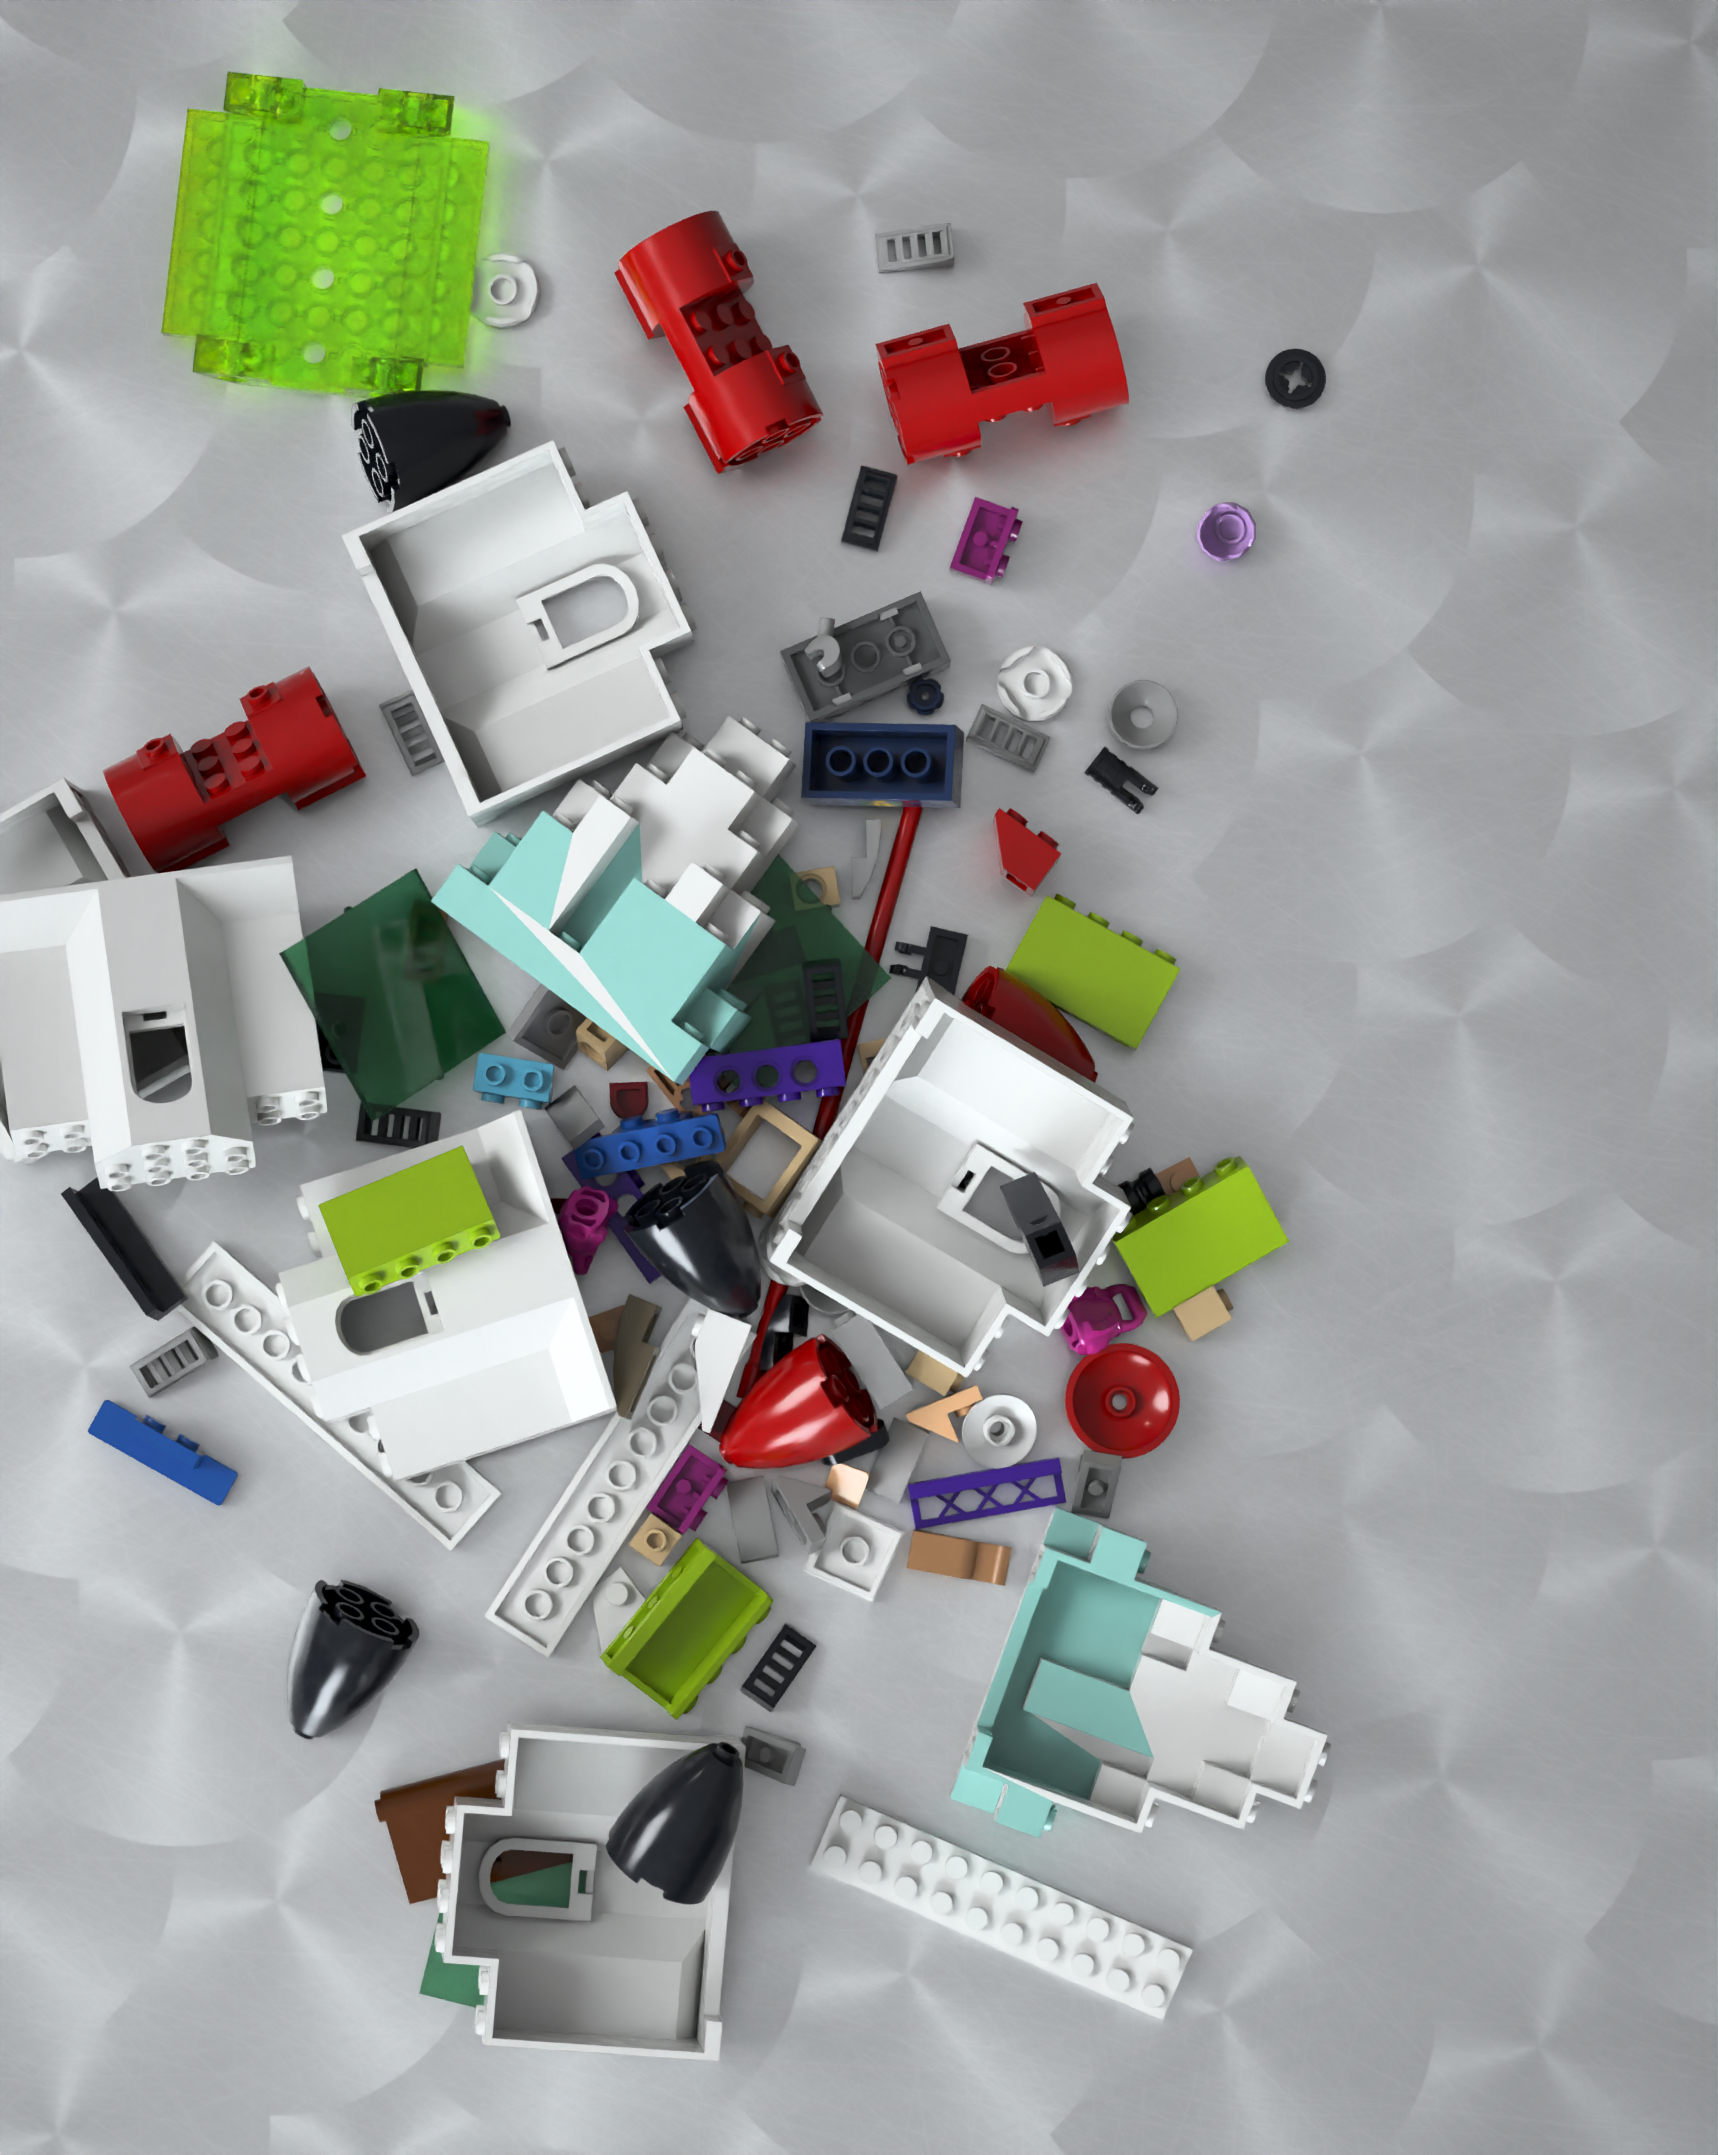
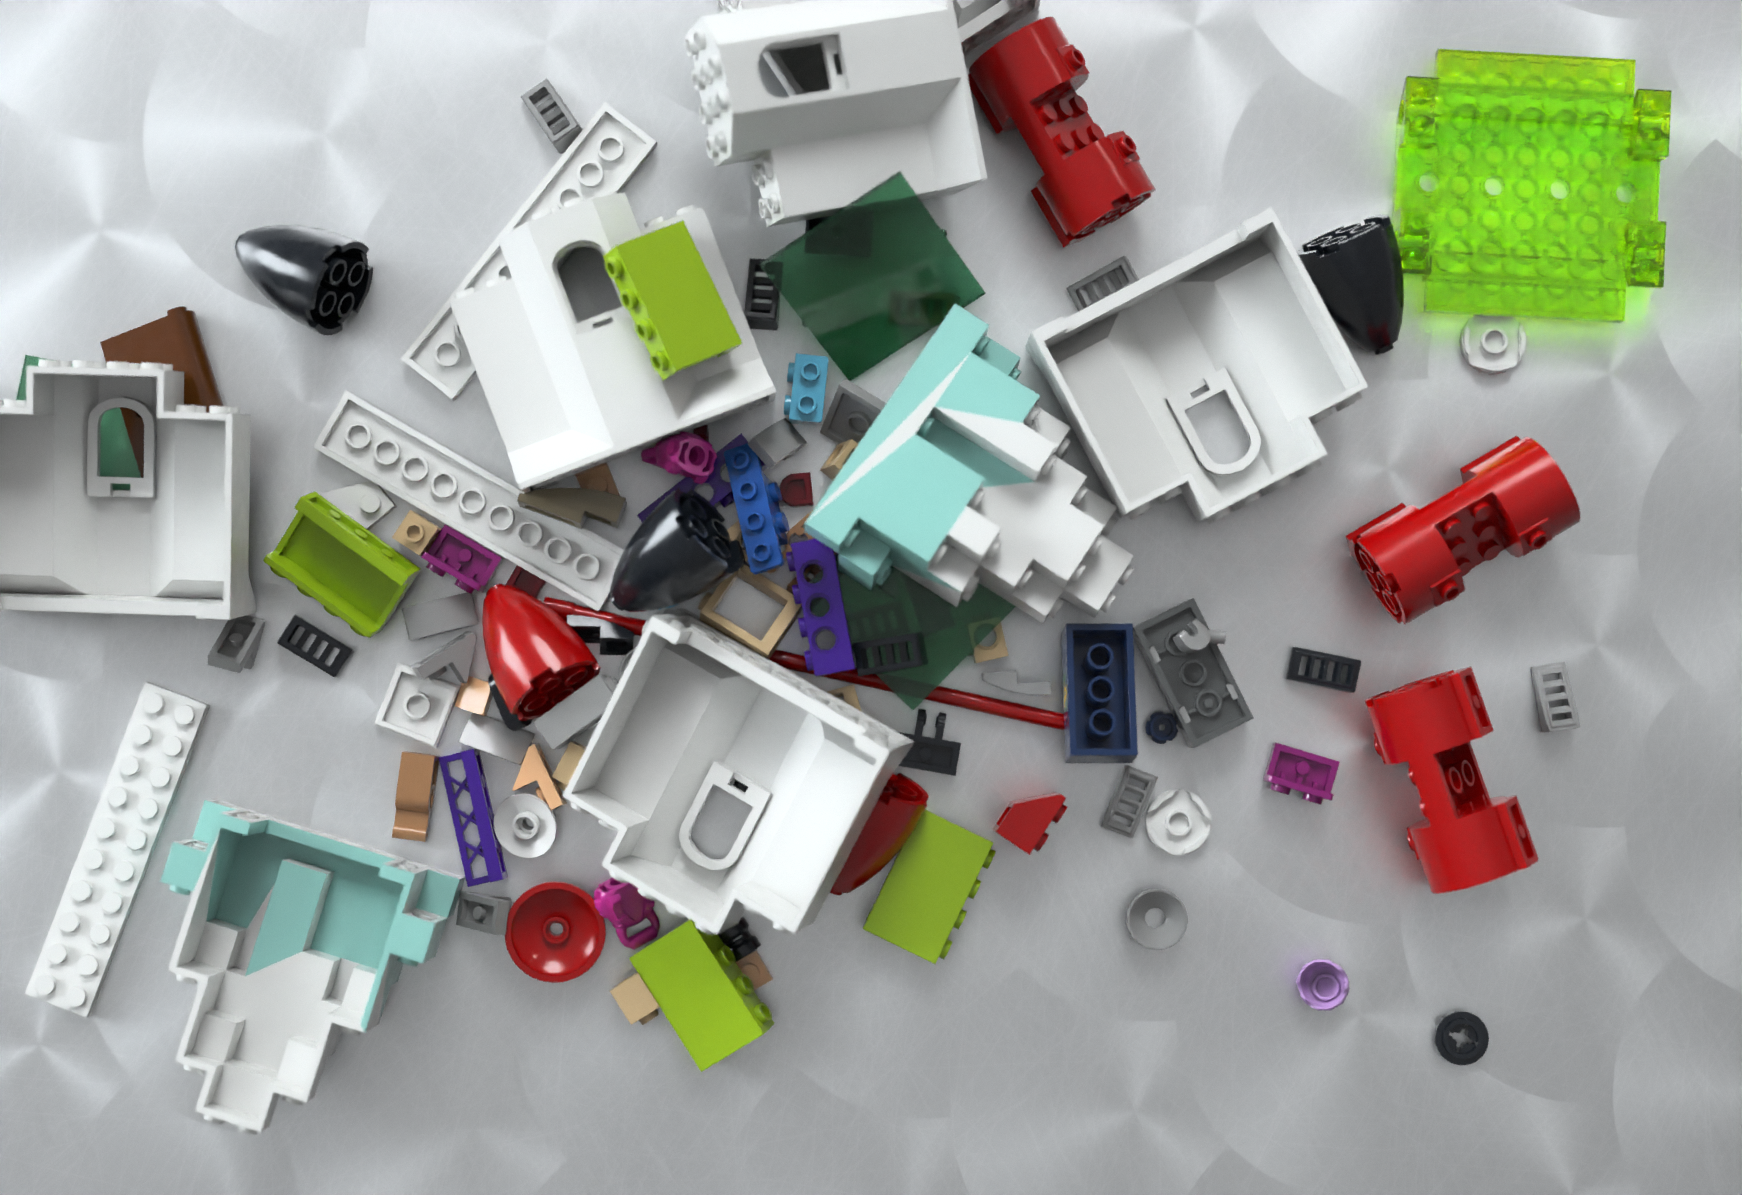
camera: 90 degrees right, 0 degrees up
(126, 1249) = (640, 68): black fence -> none
(163, 1452) = (475, 110): blue bracket -> none
(682, 1824) = (155, 566): black cylinder -> none
(717, 1355) = (576, 577): white slope -> none
(1040, 1229) = (695, 854): black slope -> none
(1113, 773) = (1102, 895): black hinge -> none

